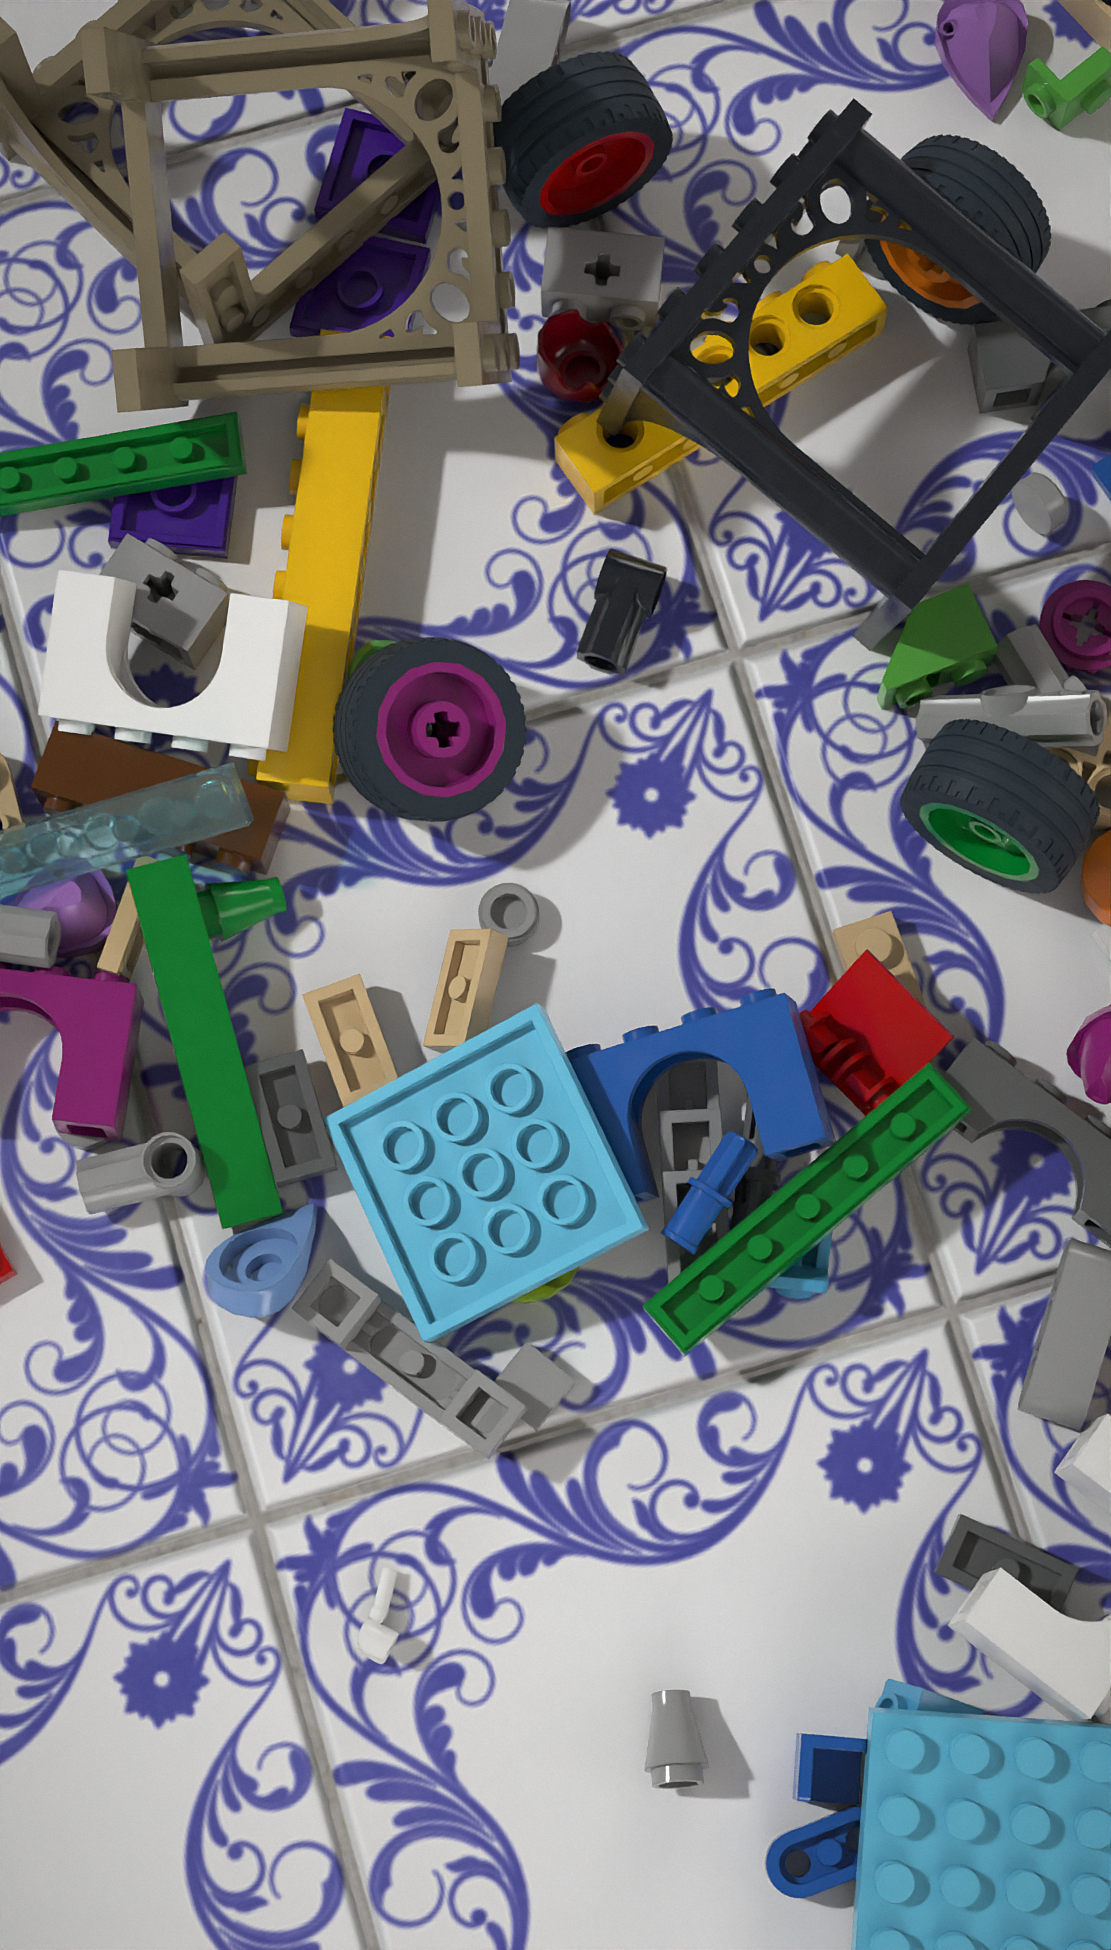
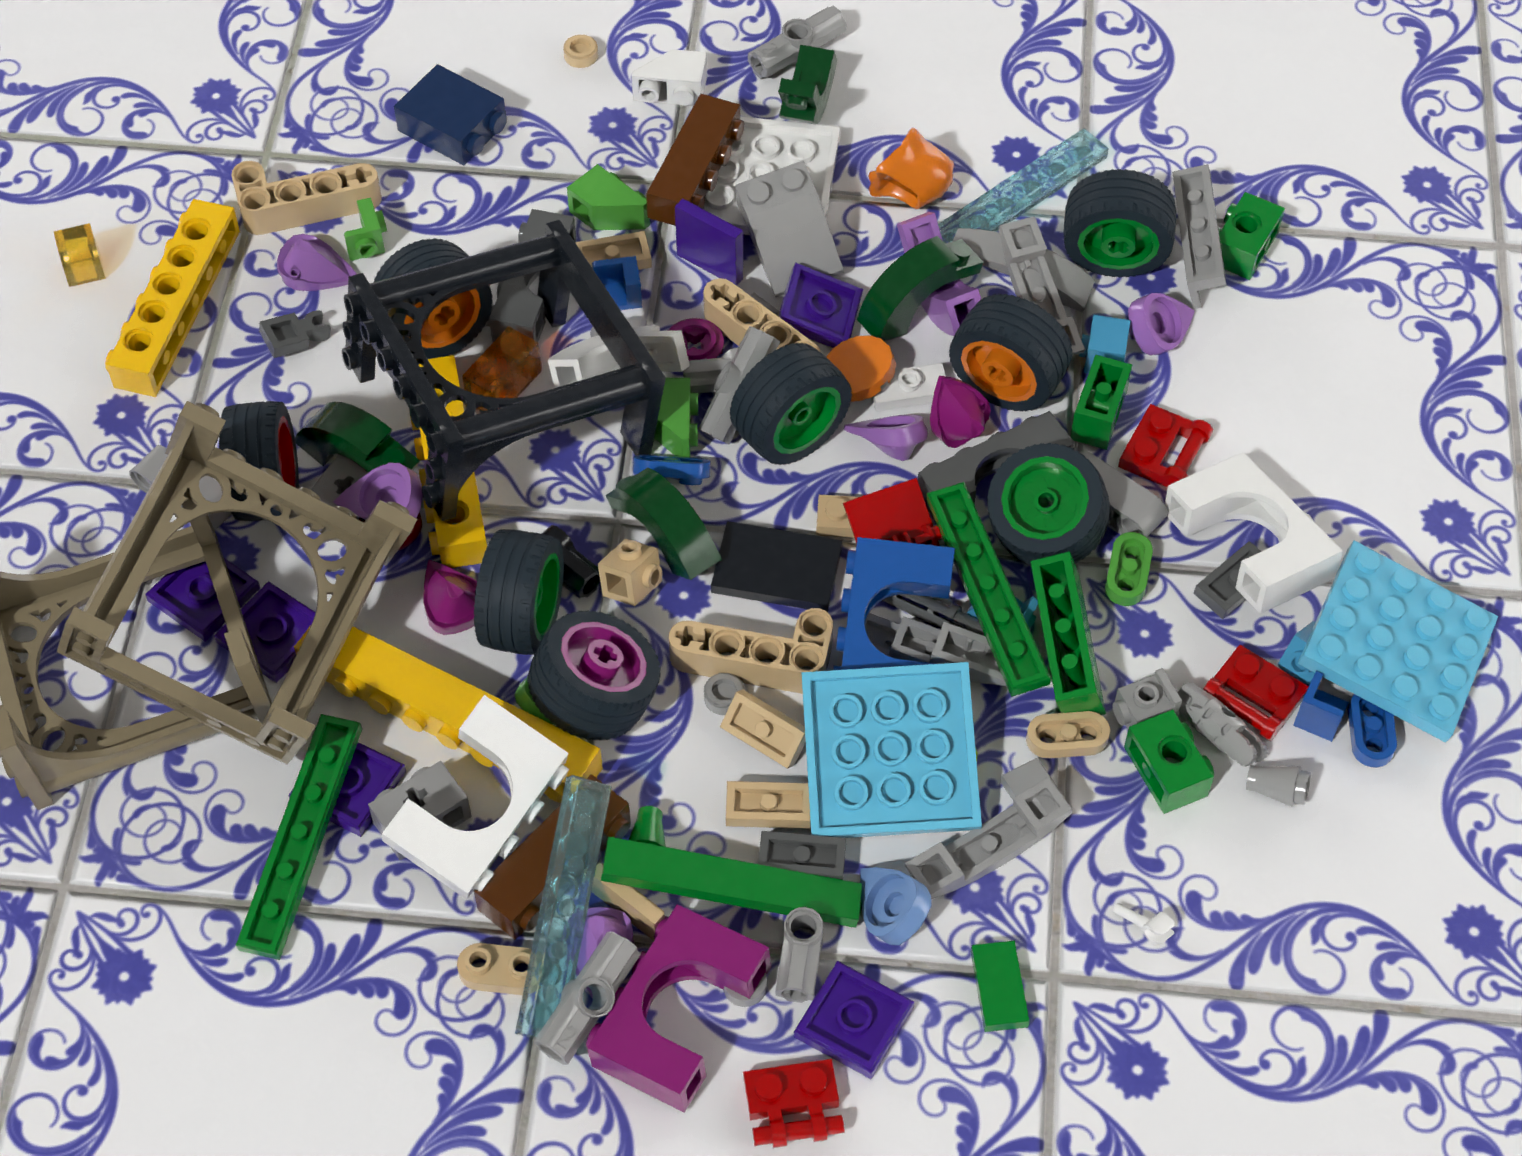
camera: 70 degrees left, 20 degrees down
(87, 1278) = (854, 1019): none -> dark purple tile
(206, 1452) = (999, 986): none -> green tile
(504, 490) = (448, 599): none -> magenta piece
(512, 572) = (518, 590): none -> black wheel
(581, 921) = (691, 639): none -> tan beam
(589, 327) = (385, 483): none -> medium lavender piece
(632, 1411) = (1066, 733): none -> tan plate
(634, 707) = (630, 572): none -> tan brick
(657, 1533) = (1169, 783): none -> green brick
(671, 243) = (354, 434): none -> dark green arch
(710, 1191) = (957, 629): blue axle -> none
(733, 1529) = (1146, 699): none -> light grey brick
(734, 717) = (669, 520): none -> dark green arch
(734, 1626) = (1220, 726): none -> light grey hinge
(747, 901) = (777, 566): none -> black tile
(783, 1354) = (1067, 634): none -> green brick
(840, 72) = (290, 335): none -> dark grey plate
(841, 1663) = (1260, 684): none -> red plate
(844, 687) = (687, 469): none -> blue plate
(900, 386) = (504, 367): none -> clear orange brick
(955, 1404) = (1129, 571): none -> bright green plate
(981, 1203) = (1052, 478): none -> wheel
(1013, 543) = (593, 358): none -> white arch
(1046, 971) = (892, 434): none -> medium lavender piece

